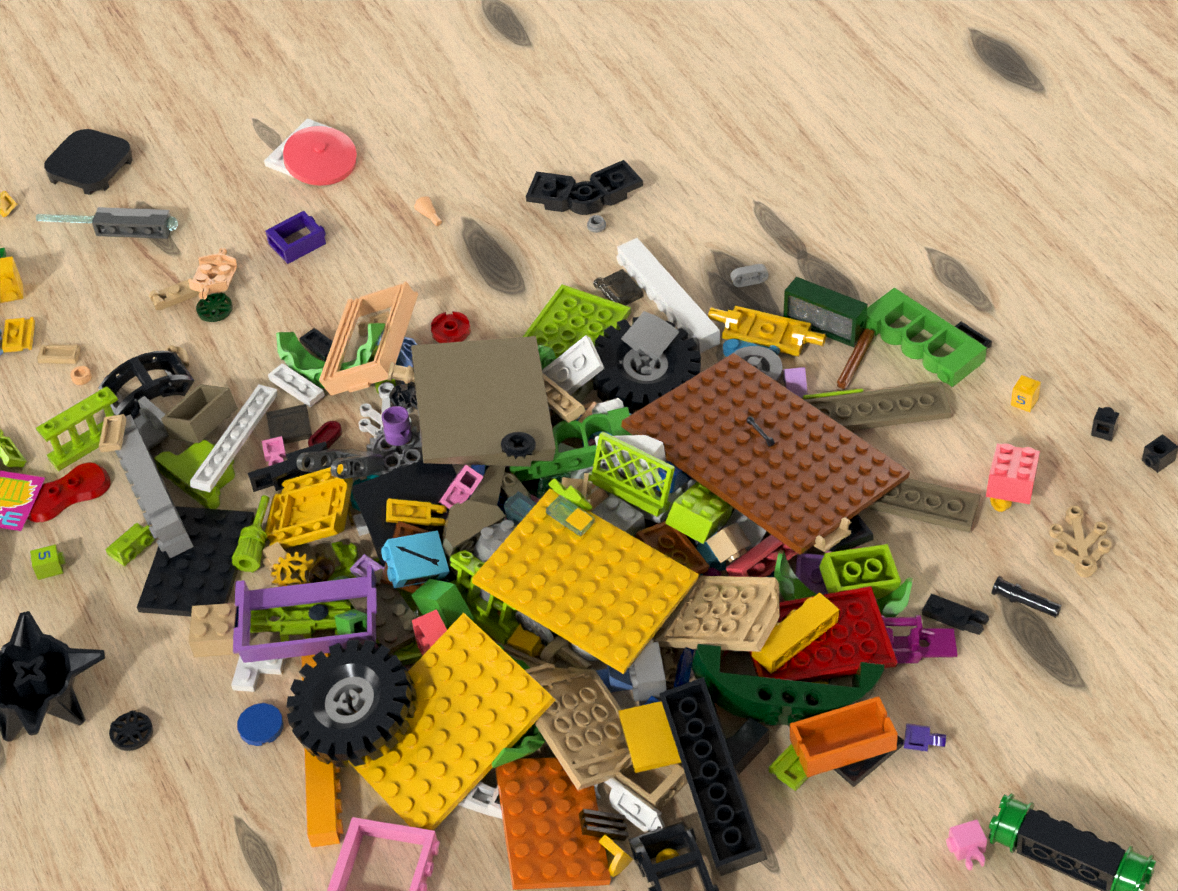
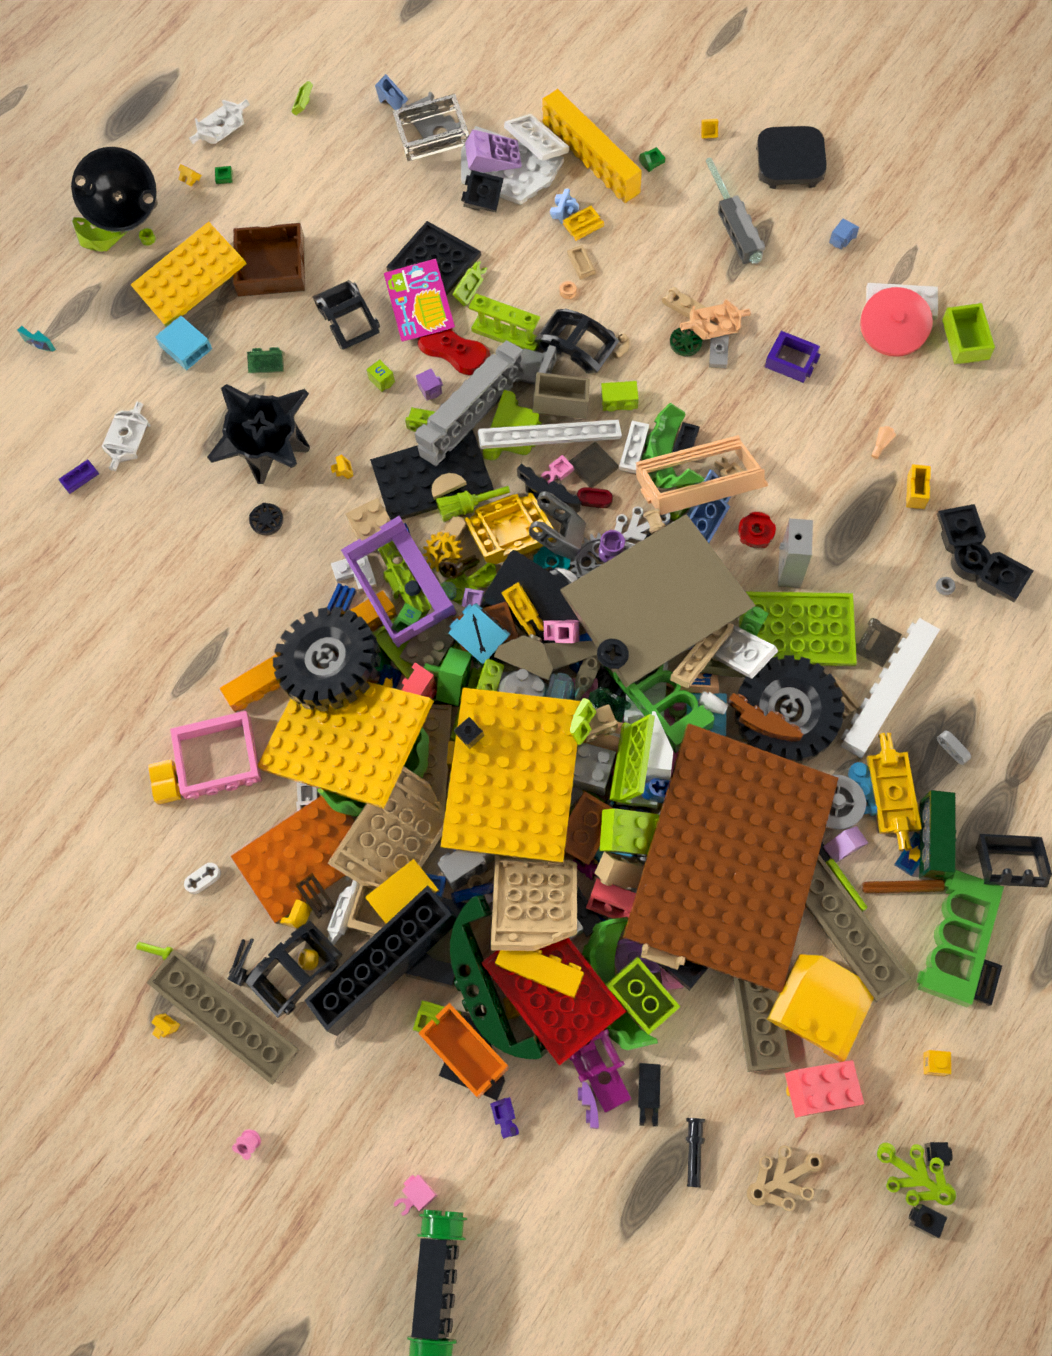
camera: 65 degrees right, 20 degrees up
(94, 521) = (429, 384): none -> medium lavender brick
(112, 433) = (497, 348): tan tile -> none
(127, 634) = (342, 467): none -> yellow tile
(202, 156) = (843, 234): none -> medium blue window
(221, 544) = (446, 484): none -> tan tile
(234, 373) = (619, 396): none -> lime brick
(246, 288) = (719, 352): none -> light grey plate
(260, 724) = (307, 599): blue tile -> none
(273, 684) = (345, 589): none -> blue tile
(371, 114) = (968, 333): none -> lime piece
(492, 202) = (918, 486): none -> yellow brick
(501, 295) = (795, 553): none -> light grey brick
(527, 583) = (469, 732): none -> black brick
(570, 515) = (558, 732): clear light blue tile -> none
(650, 335) = (814, 698): light grey slope -> none
(655, 376) = (771, 725): none -> dark orange slope
(751, 421) = (752, 829): black hinge -> none
(833, 346) = (910, 860): none -> clear blue tile
(854, 282) = (1014, 845): none -> black window
(935, 451) = (822, 1004): none -> yellow wedge
(937, 660) = (587, 1098): none -> medium lavender slope
(1120, 442) = (918, 1176): none -> lime plant

